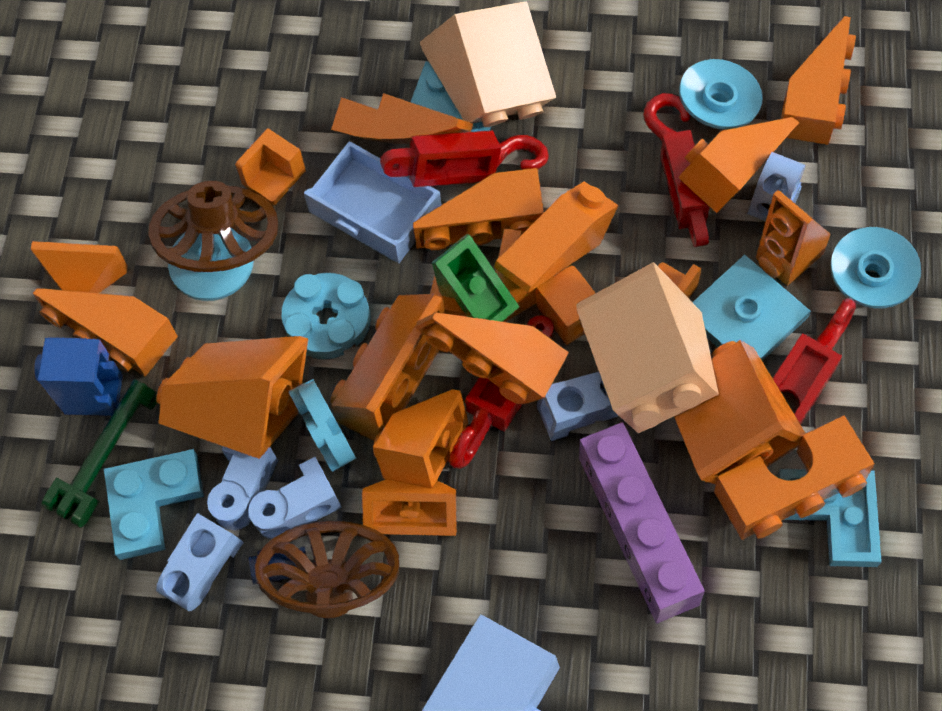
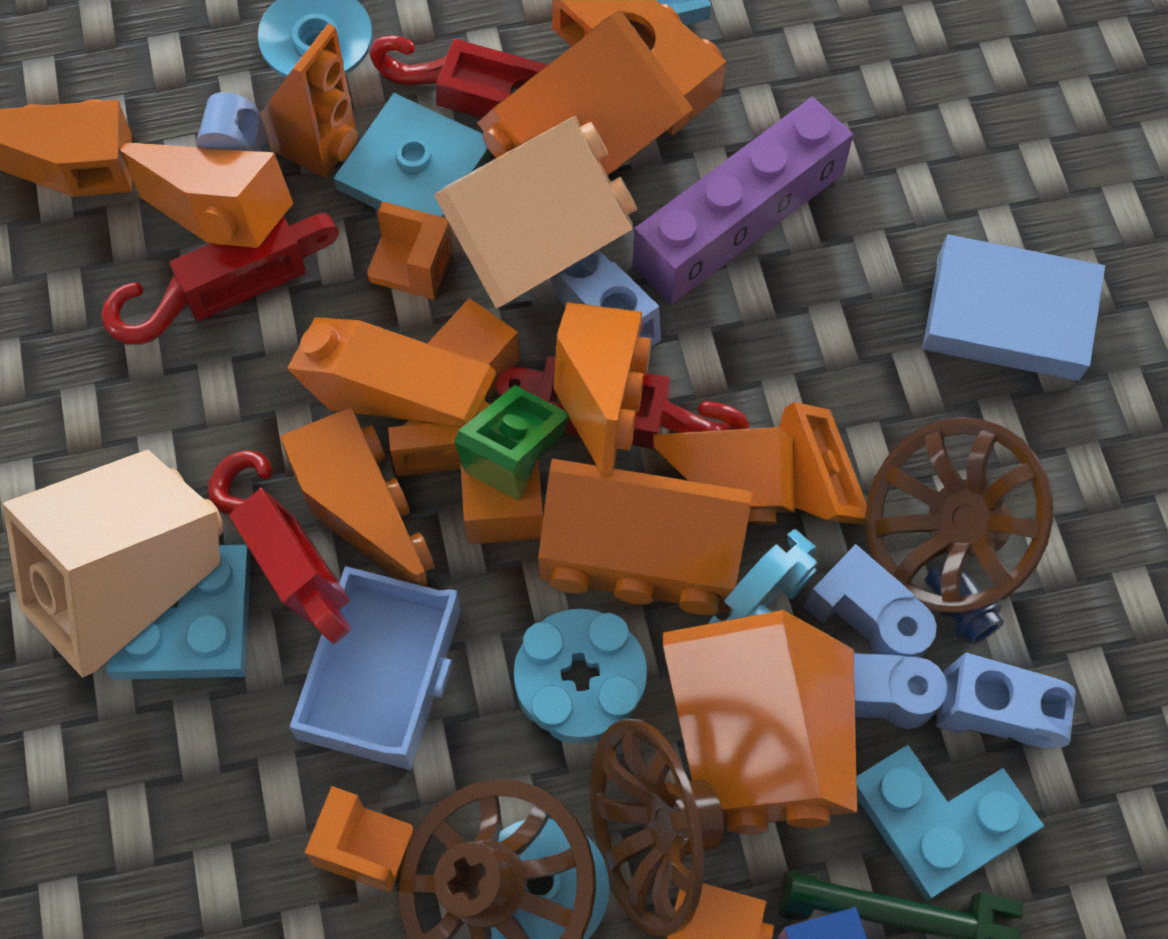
camera: 115 degrees left, 0 degrees up
(203, 321) = (675, 822): none -> reddish brown wheel
(394, 121) = (244, 655): orange slope -> none
(720, 94) = (89, 254): medium azure dish -> none

